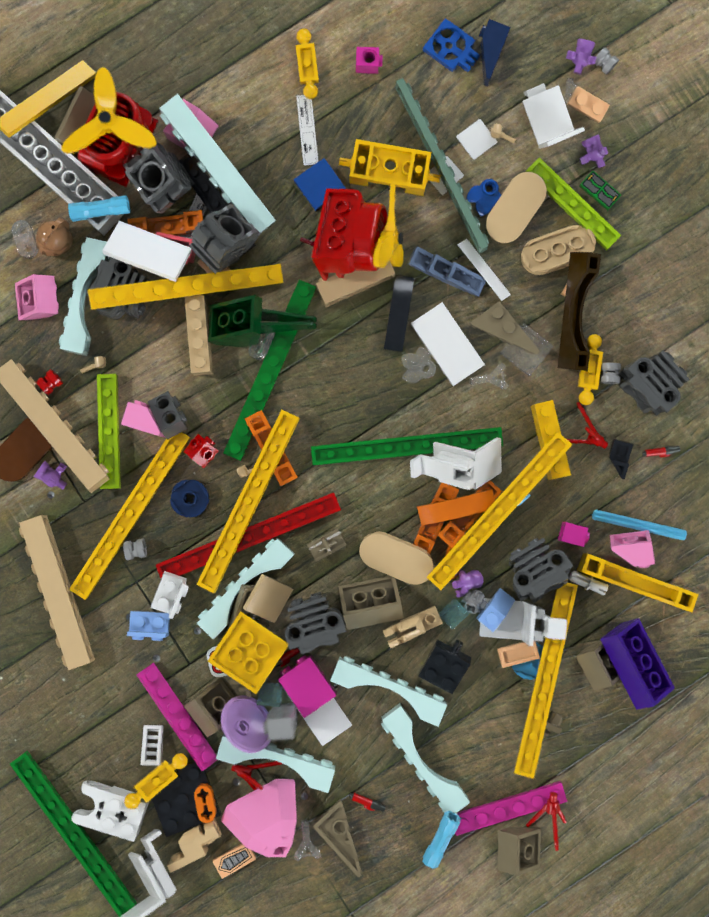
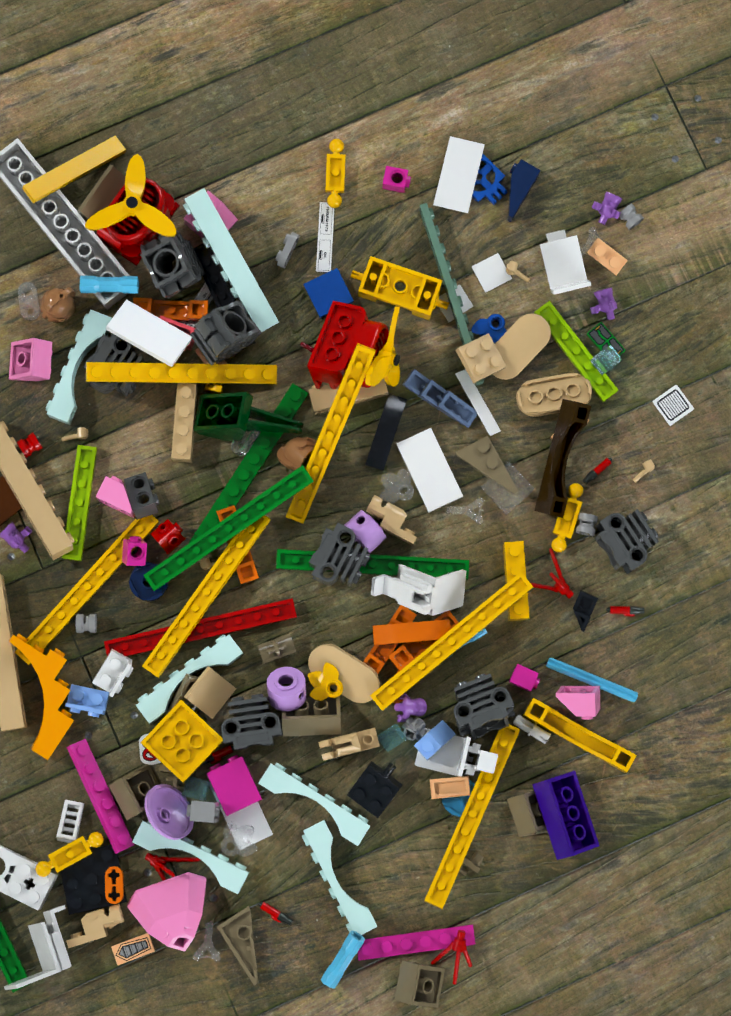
camera: 10 degrees right, 5 degrees down
(114, 622) = (54, 722): none -> light orange arch
(175, 477) = (137, 559): none -> dark pink brick
(223, 297) = (214, 389): none -> yellow tile
(259, 433) = (228, 528): none -> green plate
(270, 153) = (290, 243): none -> light grey plate
(315, 349) = (296, 452): none -> medium nougat helmet
(321, 735) = (240, 838): none -> clear plate
(343, 593) = (286, 697): none -> lavender piece
(346, 320) = (332, 430): none -> yellow plate
(374, 445) = (338, 557): none -> dark grey piece
(377, 568) = (322, 682): none -> yellow plate
(395, 414) = (366, 530): none -> lavender piece
(419, 398) = (392, 519): none -> tan plate
(429, 45) = (458, 174): none -> white sticker
(481, 224) = (480, 358): none -> tan plate
(605, 207) = (606, 360): none -> clear light blue panel
(612, 318) = (596, 471): none -> piece
(661, 306) = (648, 467): none -> tan hand
(675, 242) = (673, 405): none -> white sticker

